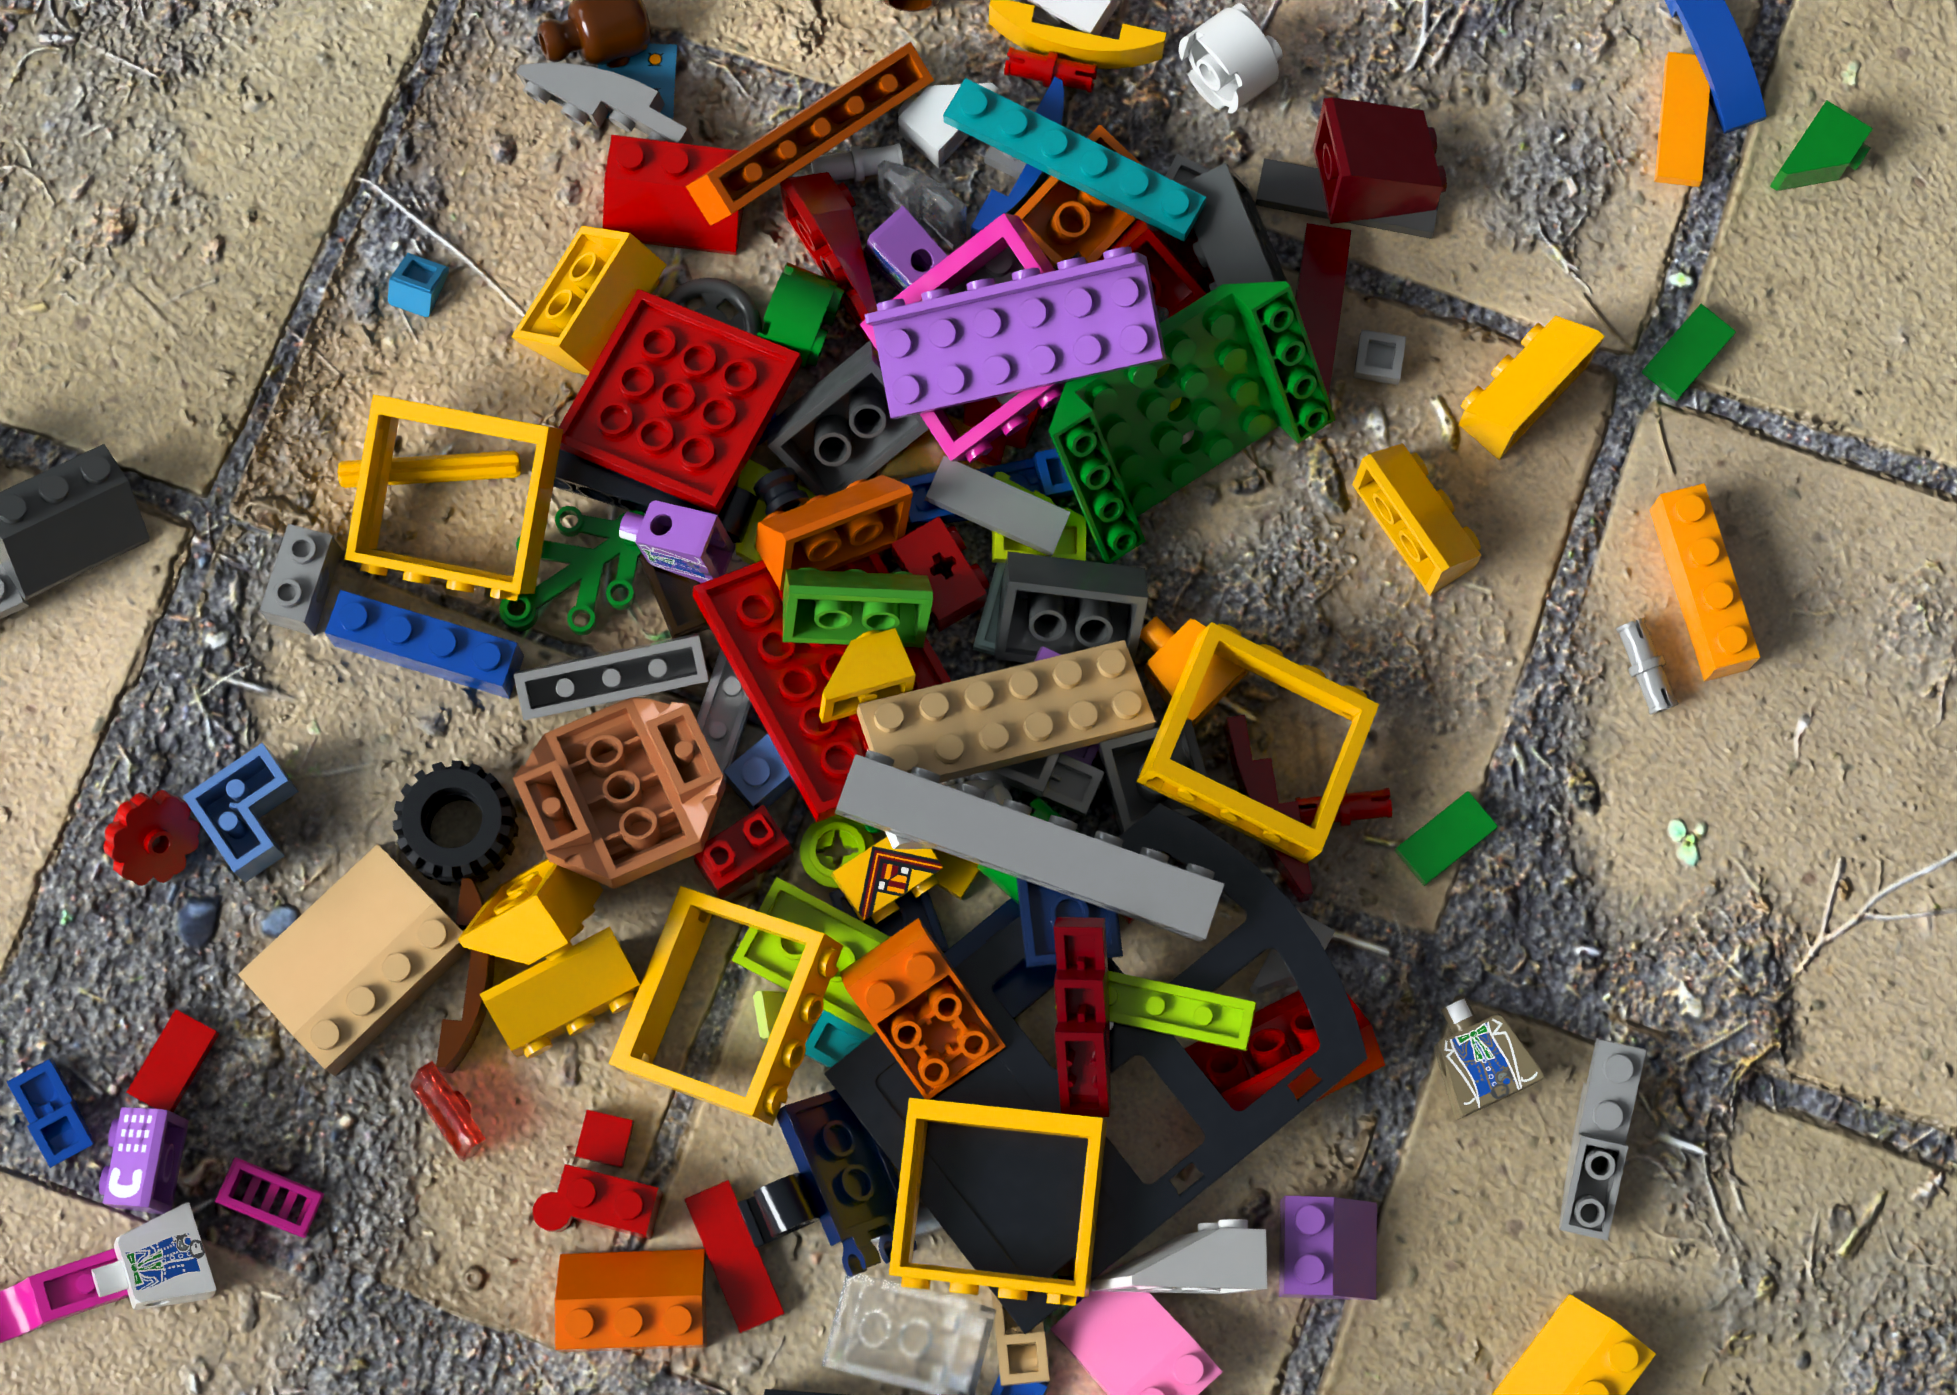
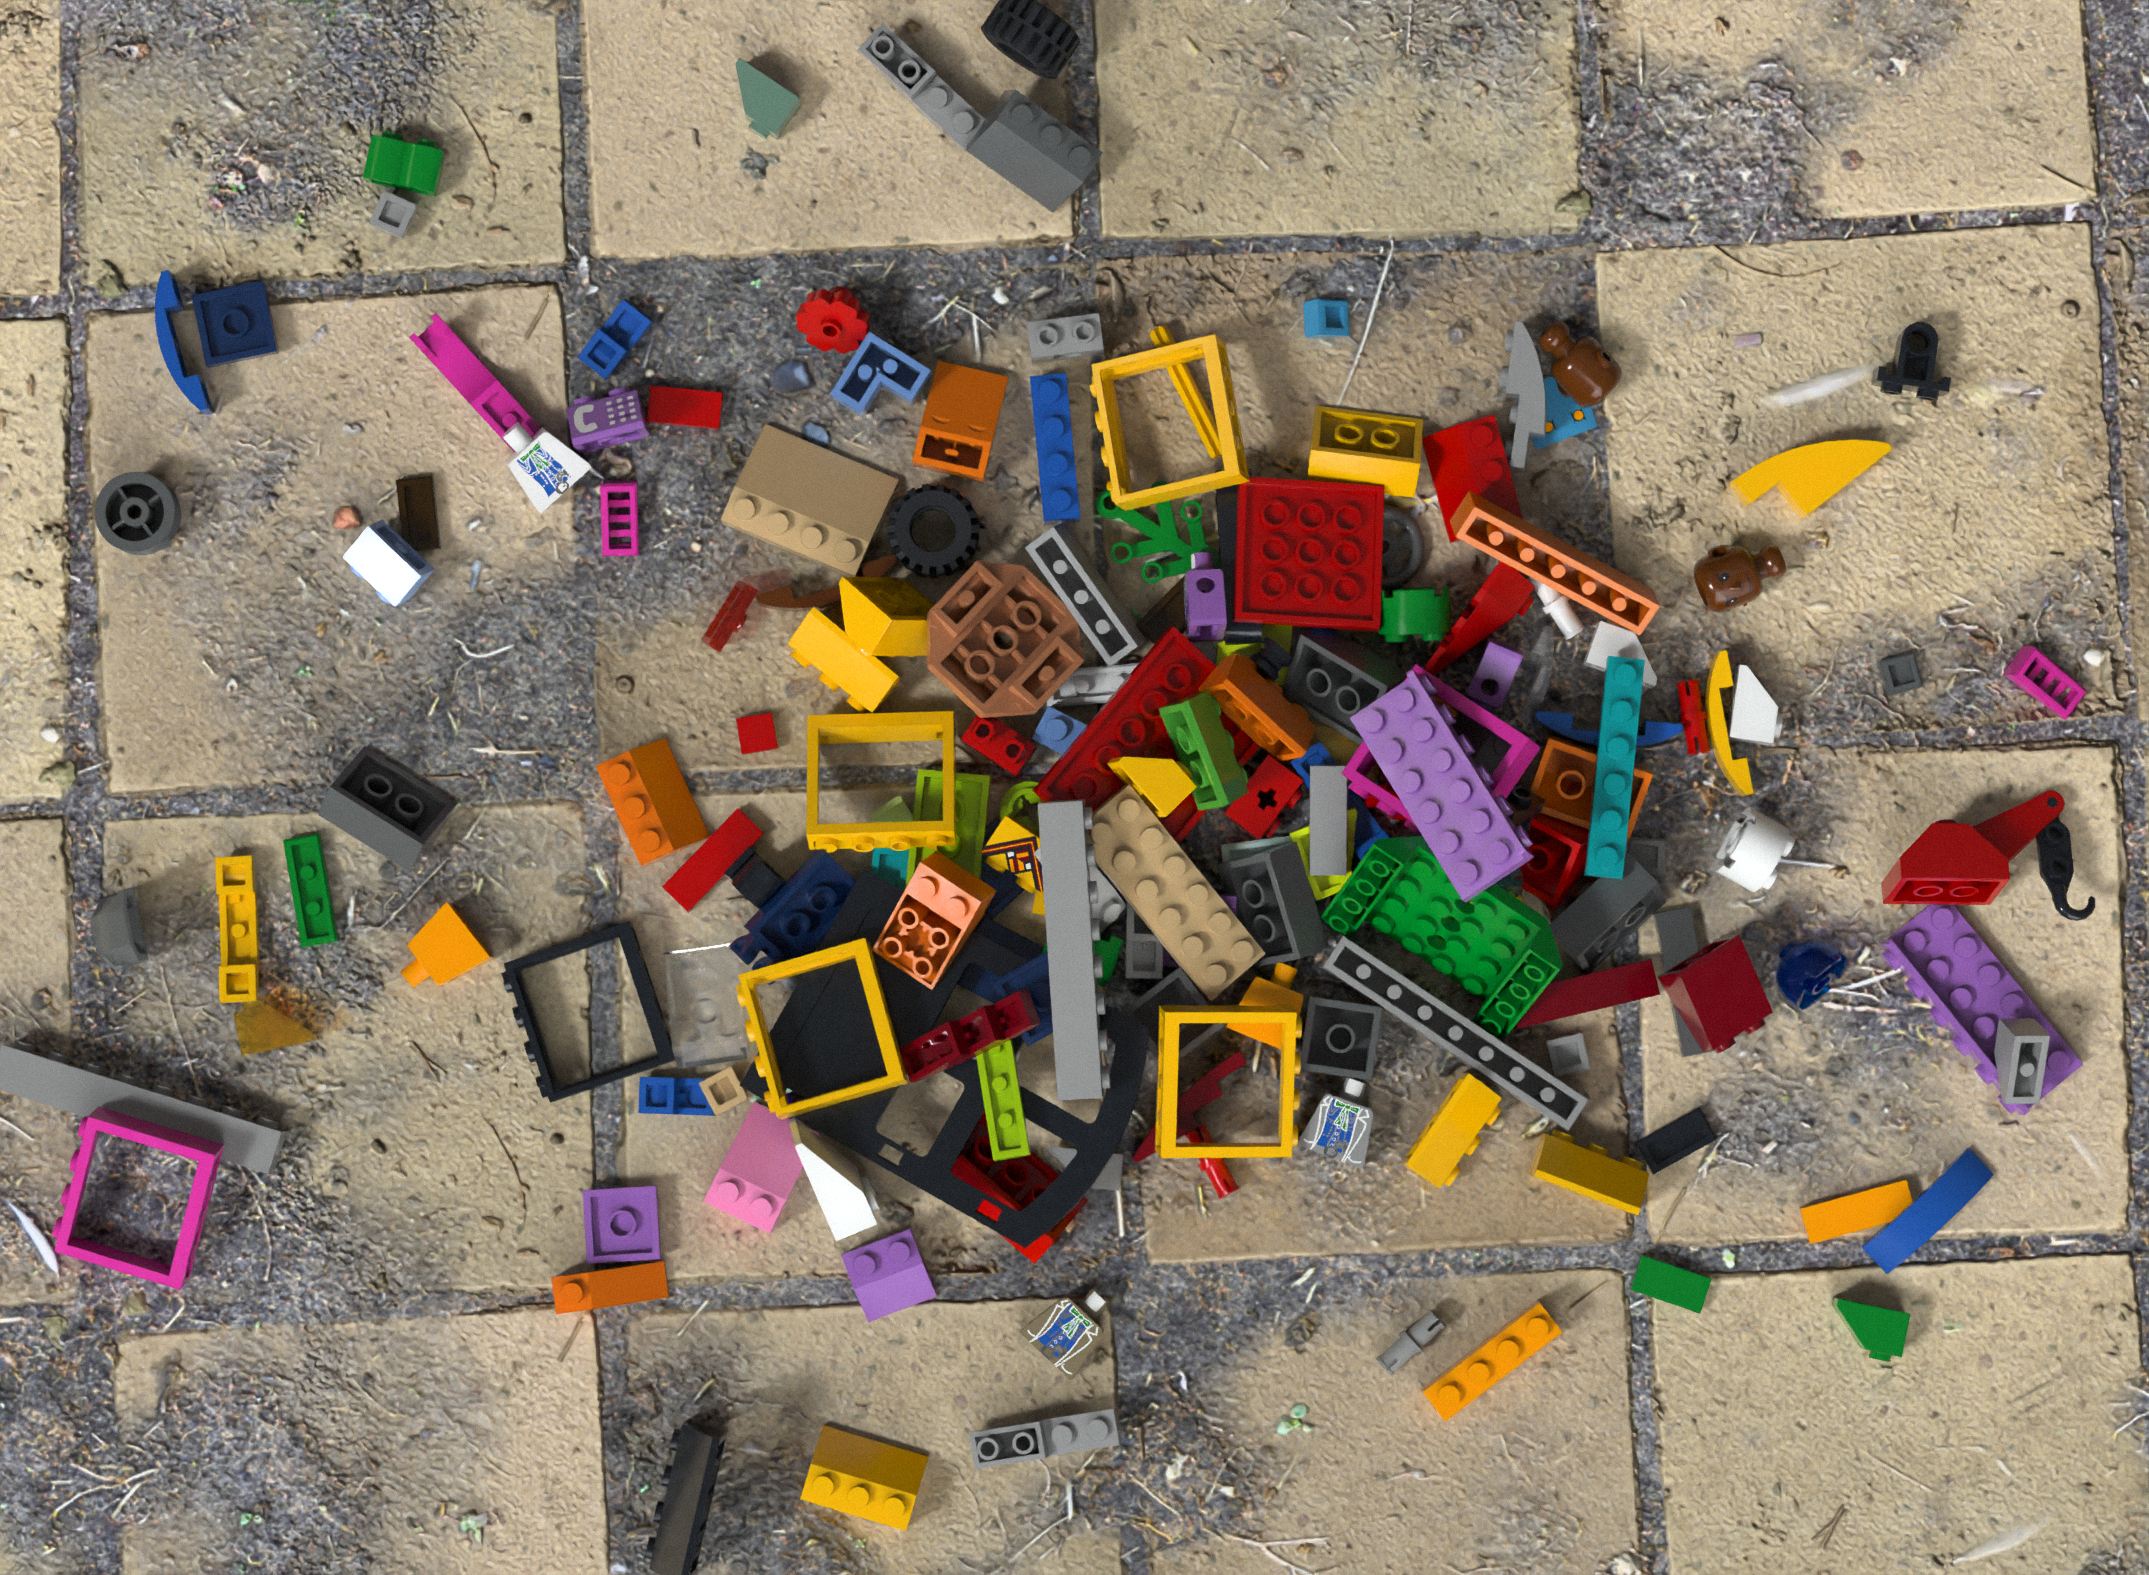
camera: 70 degrees right, 10 degrees up
(344, 741) = (960, 421): none -> orange slope
(599, 1202) = (710, 751): red hinge -> none
(1259, 593) = (1340, 1038): none -> dark grey brick
(1304, 468) = (1454, 1033): none -> light grey brick
(1361, 641) = (1340, 1125): none -> torso
(1389, 57) = (1807, 970): none -> clear blue cylinder
(1446, 838) = (1221, 1244): green tile -> none
(1524, 281) = (1675, 1140): none -> black tile

